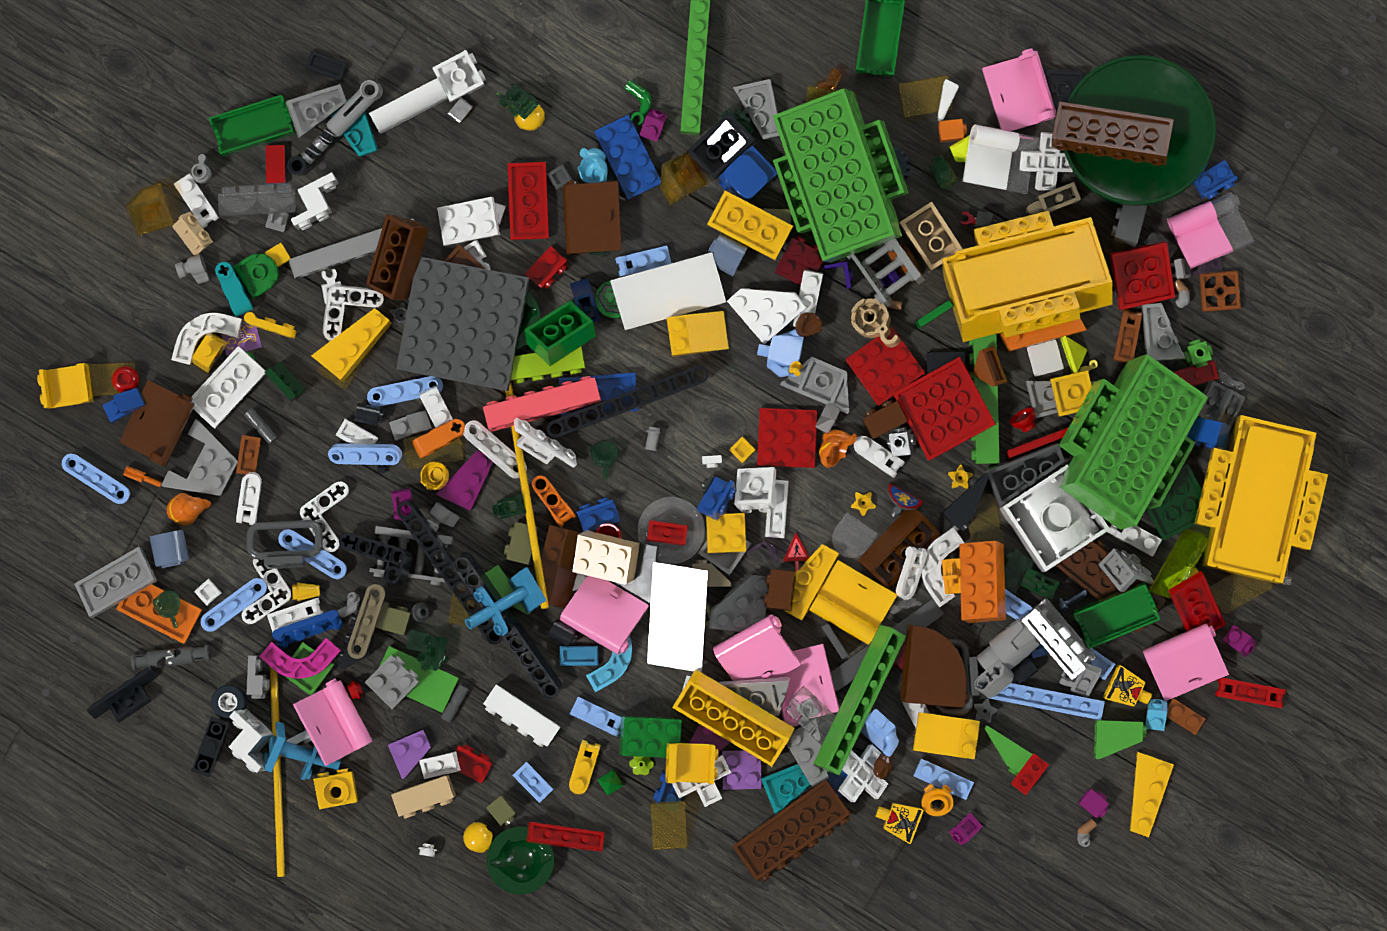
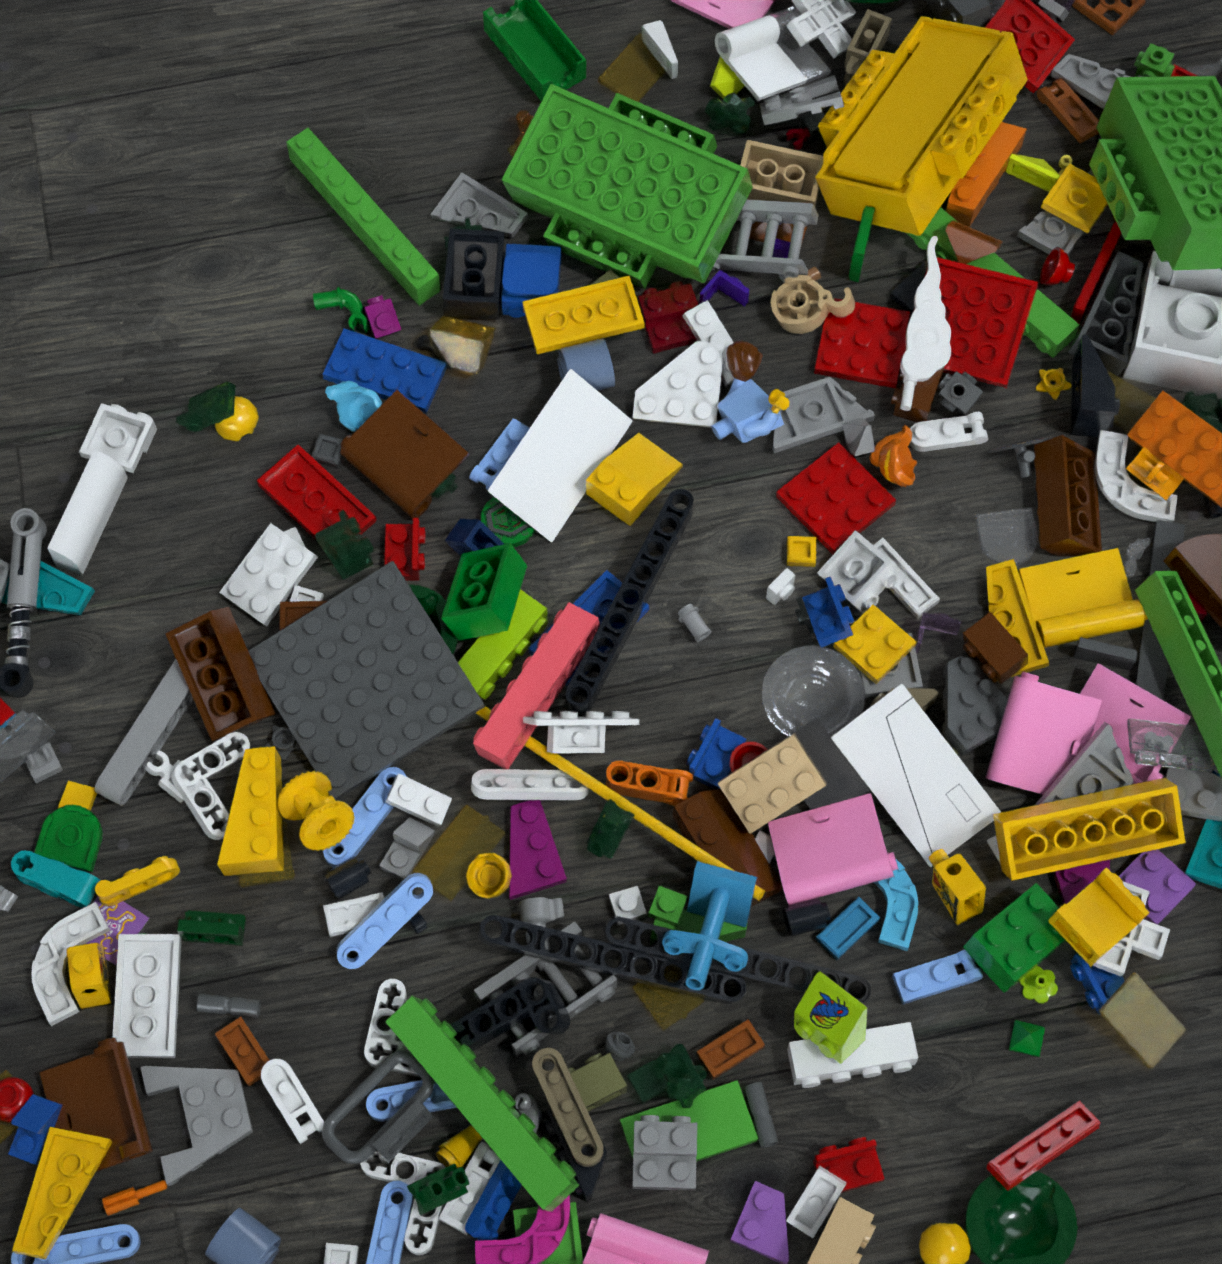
camera: 40 degrees left, 20 degrees down
(115, 441) = (58, 1185): none -> yellow wing
(185, 508) = (222, 1183): orange hair -> none
(276, 604) = (439, 1188): none -> dark green hips
(315, 202) = (68, 697): white bracket -> none
(329, 583) = (483, 1104): none -> bright green brick
(355, 690) = (629, 1209): red plate -> none
(380, 378) = (325, 818): none -> yellow hose
(397, 497) = (470, 940): magenta bracket -> none
(437, 438) = (453, 828): orange piece -> none
(460, 110) = (152, 475): flat silver piece -> none
(469, 661) = (730, 1049): none -> dark orange plate
(487, 549) = (628, 904): none -> white plate
(500, 570) = (667, 906): none -> bright green plate
(501, 810) = (939, 1188): olive brick -> none
(517, 244) = (346, 546): none -> clear green bracket
(519, 547) = (660, 861): olive brick -> none
(519, 694) = (831, 1018): none -> lime slope
(532, 782) = (941, 1120): light blue plate -> none
(583, 767) = (980, 1049): yellow plate -> none
(604, 455) = (660, 685): clear green piece -> none
(645, 691) = (957, 886): none -> yellow torso
(667, 533) = (812, 697): red plate -> none
(796, 552) = (966, 603): piece -> none
(858, 503) = (982, 486): yellow plate -> none
(911, 572) = (1107, 511): white plate -> none
(915, 396) = (926, 333): none -> white piece
(951, 130) = (695, 73): orange brick -> none
(979, 200) = (799, 100): none -> light grey wing
(1045, 358) = (1011, 201): white sticker -> none
(1184, 293) = (1075, 29): arm -> none

